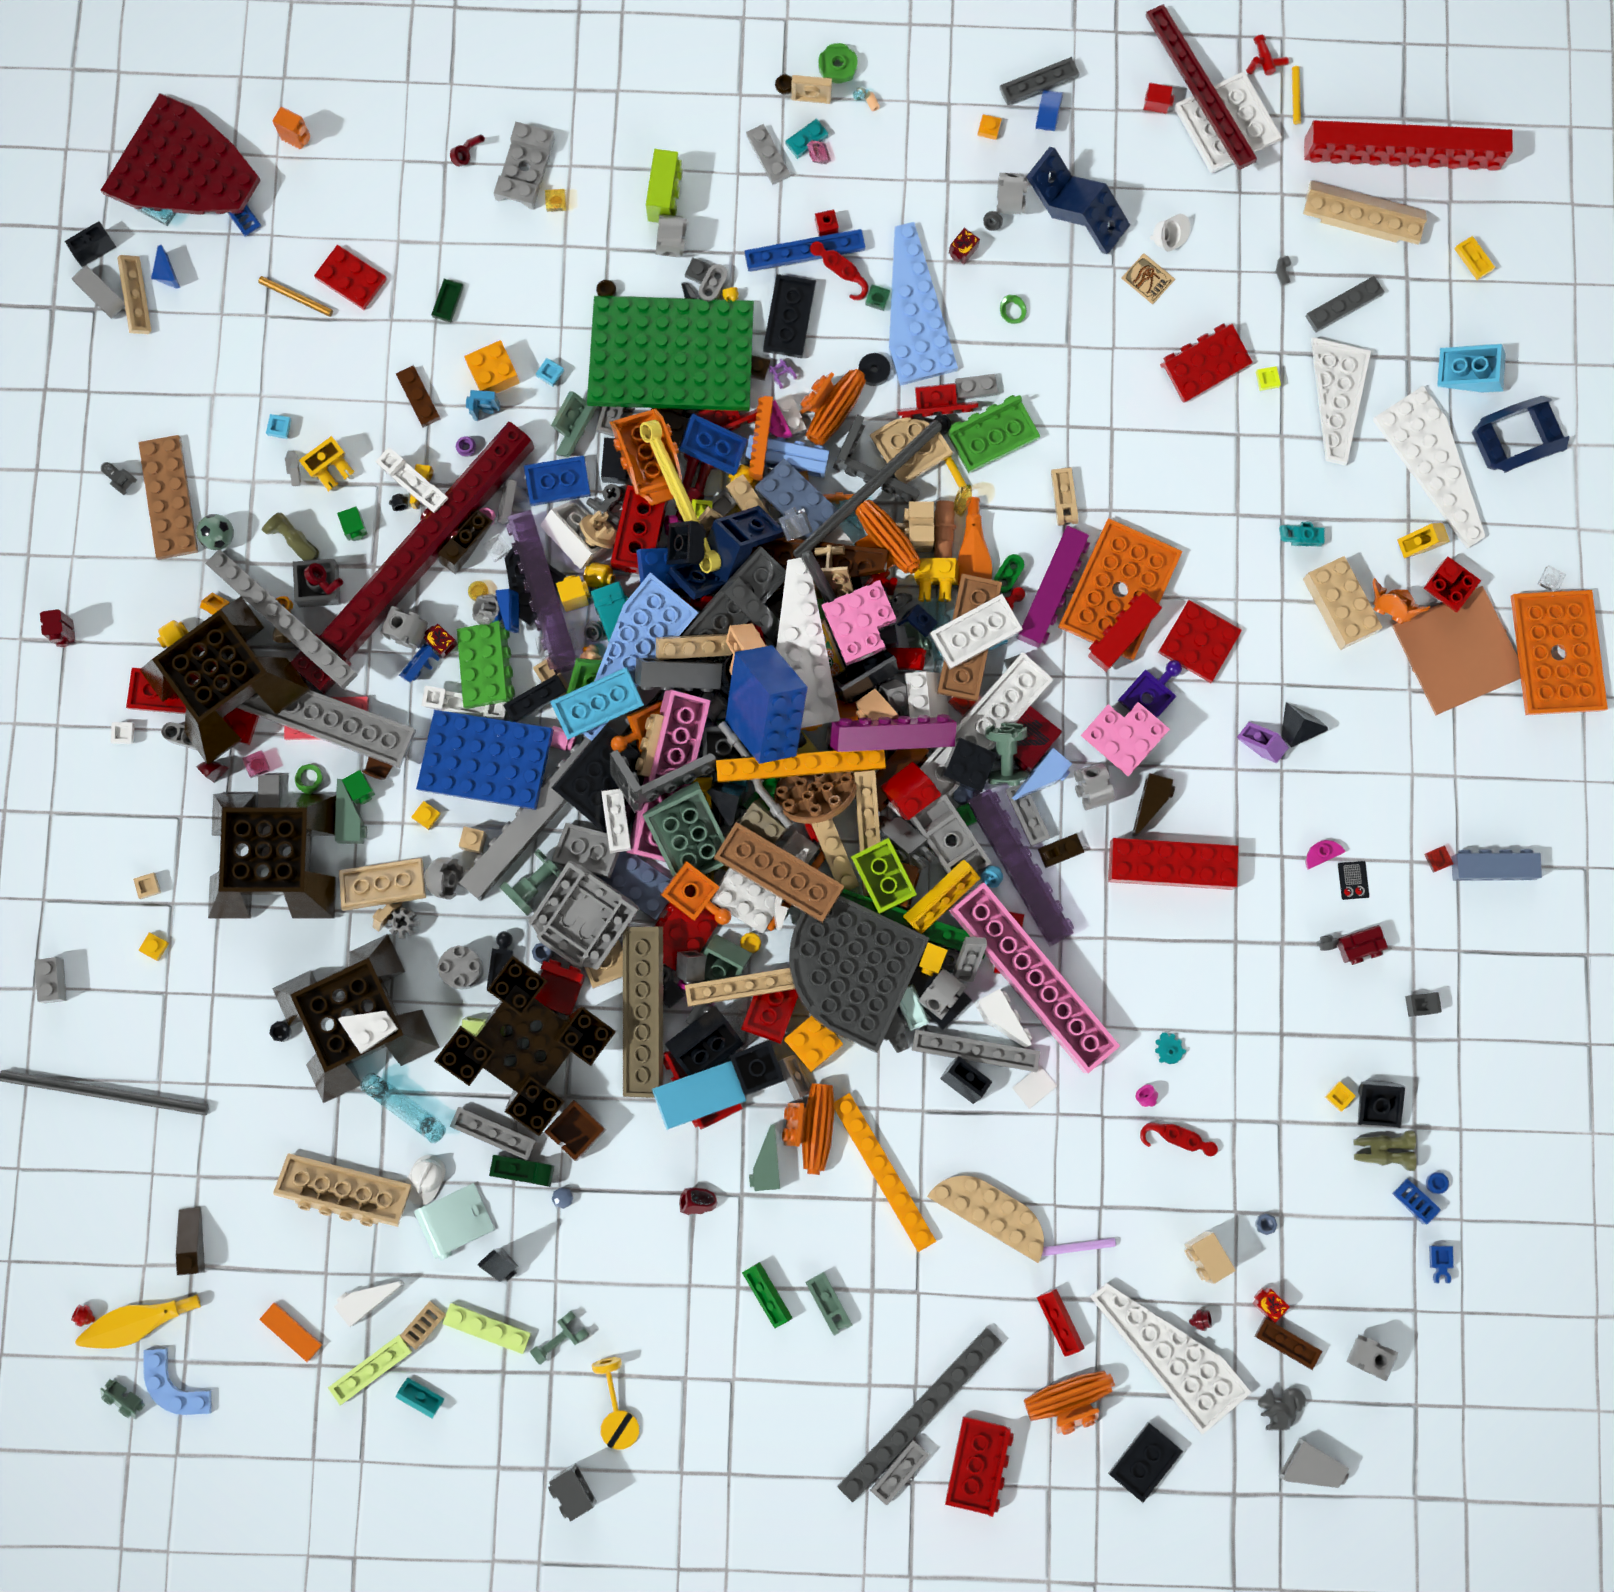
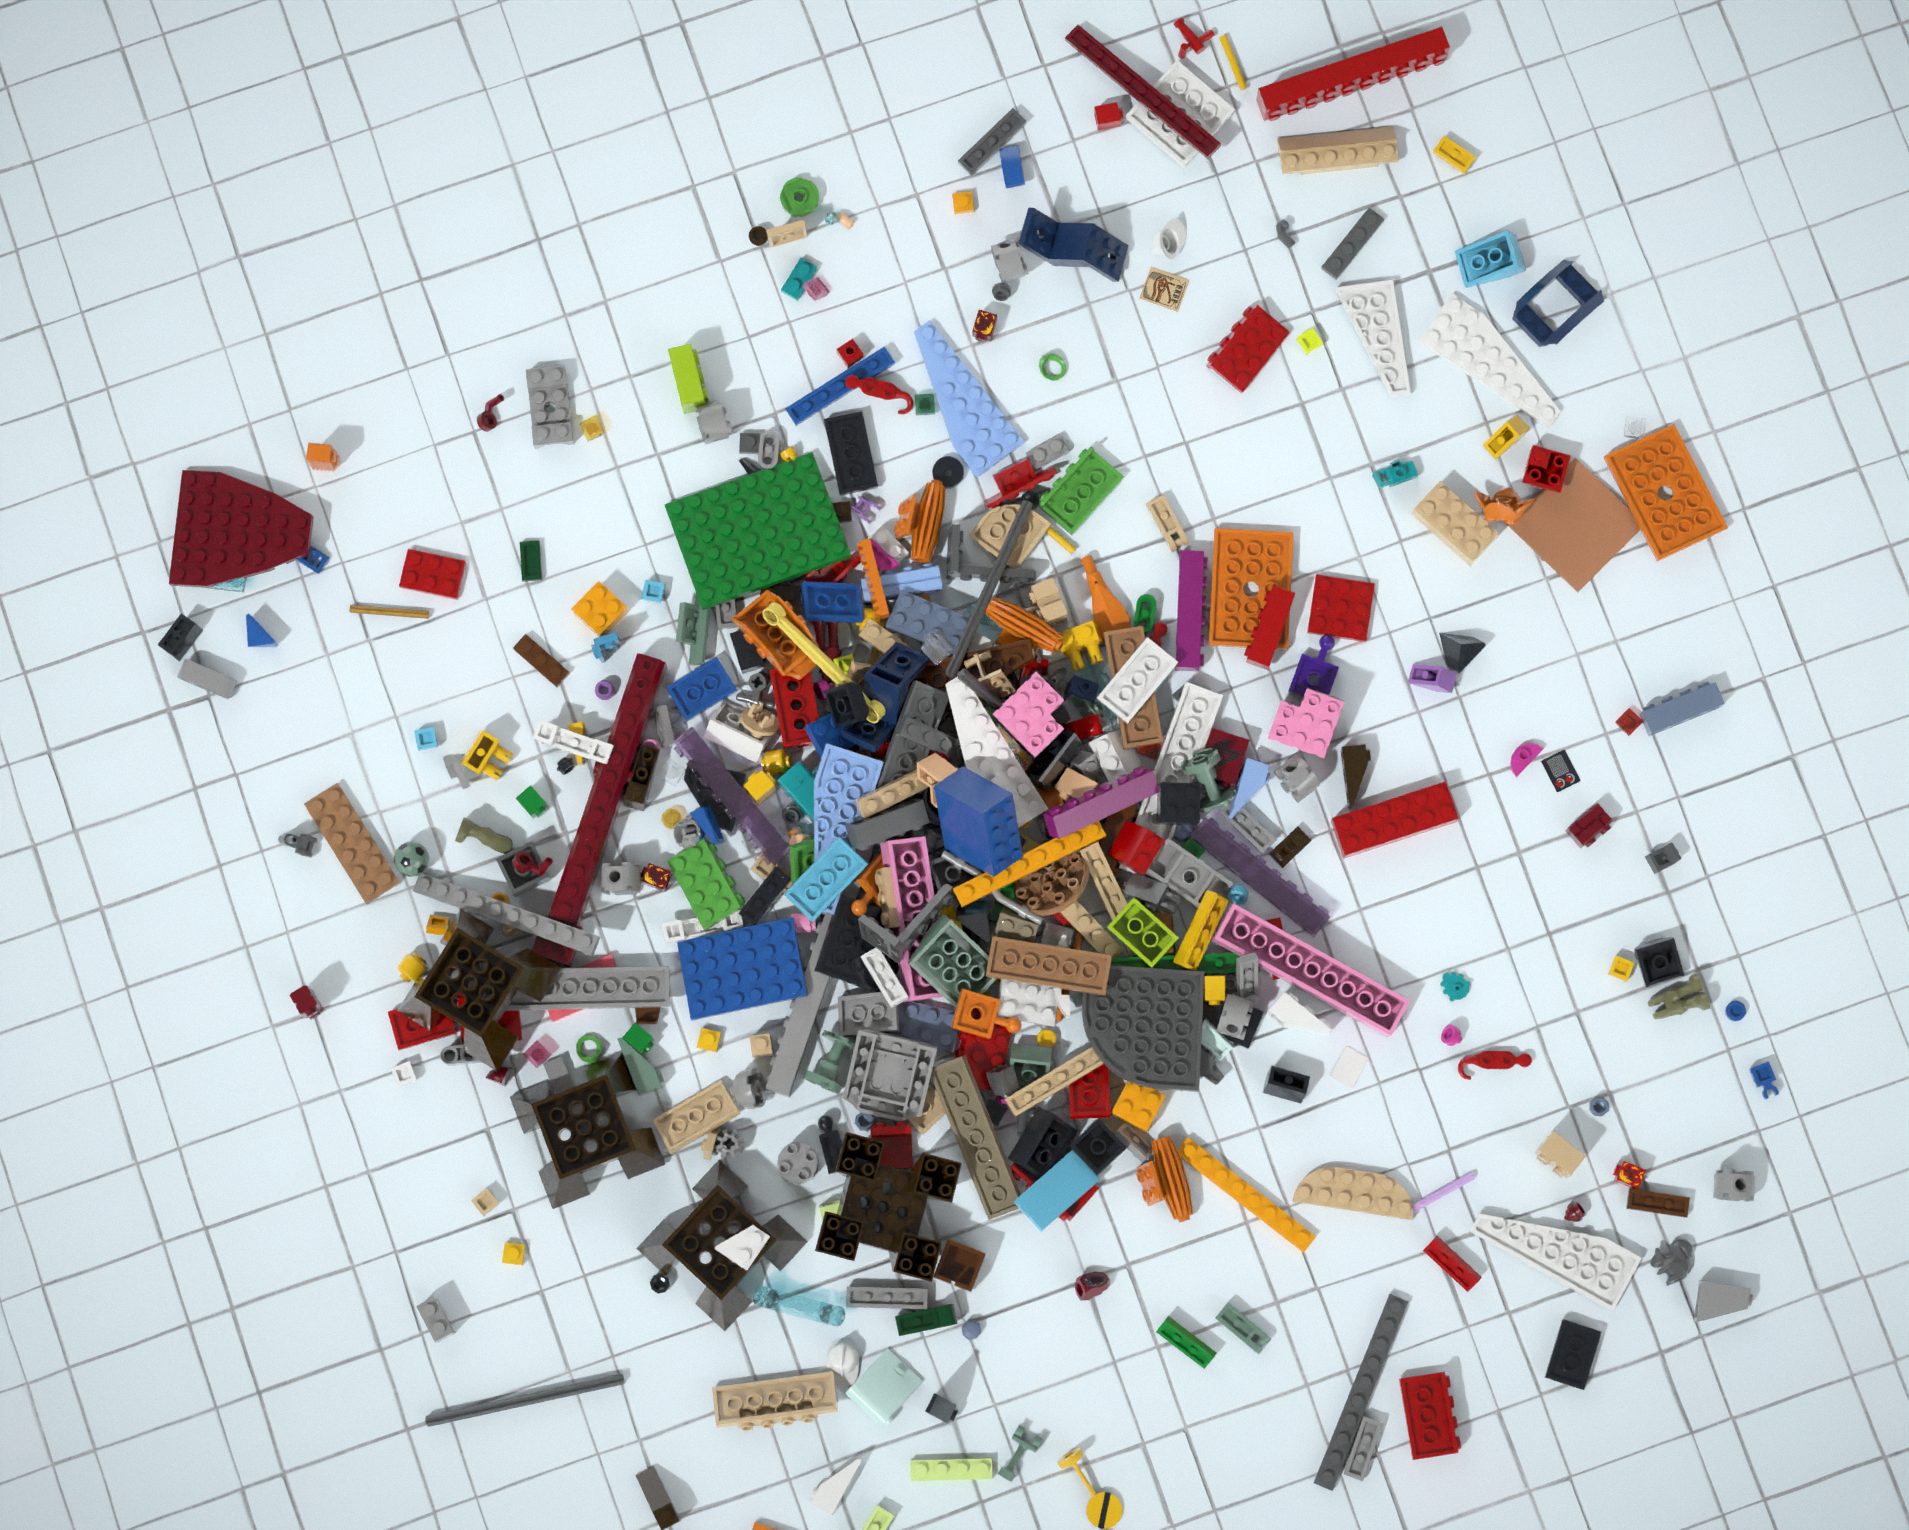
camera: 15 degrees left, 0 degrees up
(134, 294) = (241, 668): tan plate -> none
(417, 1320) = (883, 1503): tan slope -> none
(420, 659) = (644, 905): blue plate -> none
(606, 288) = (672, 493): dark brown plate -> none
(766, 1170) = (1140, 1230): sand green slope -> none
(768, 154) = (769, 308): light grey plate -> none
(837, 497) = (964, 603): orange bar -> none
(944, 529) = (1071, 597): nougat piece -> none
(962, 499) = (1077, 563): clear yellow piece -> none
(976, 1050) = (1284, 1055): light grey plate -> none
(1070, 1401) = (1487, 1328): orange plate -> none
(1327, 943) = (1558, 836): dark grey plate -> none
(1420, 1197) = (1725, 1028): blue slope -> none

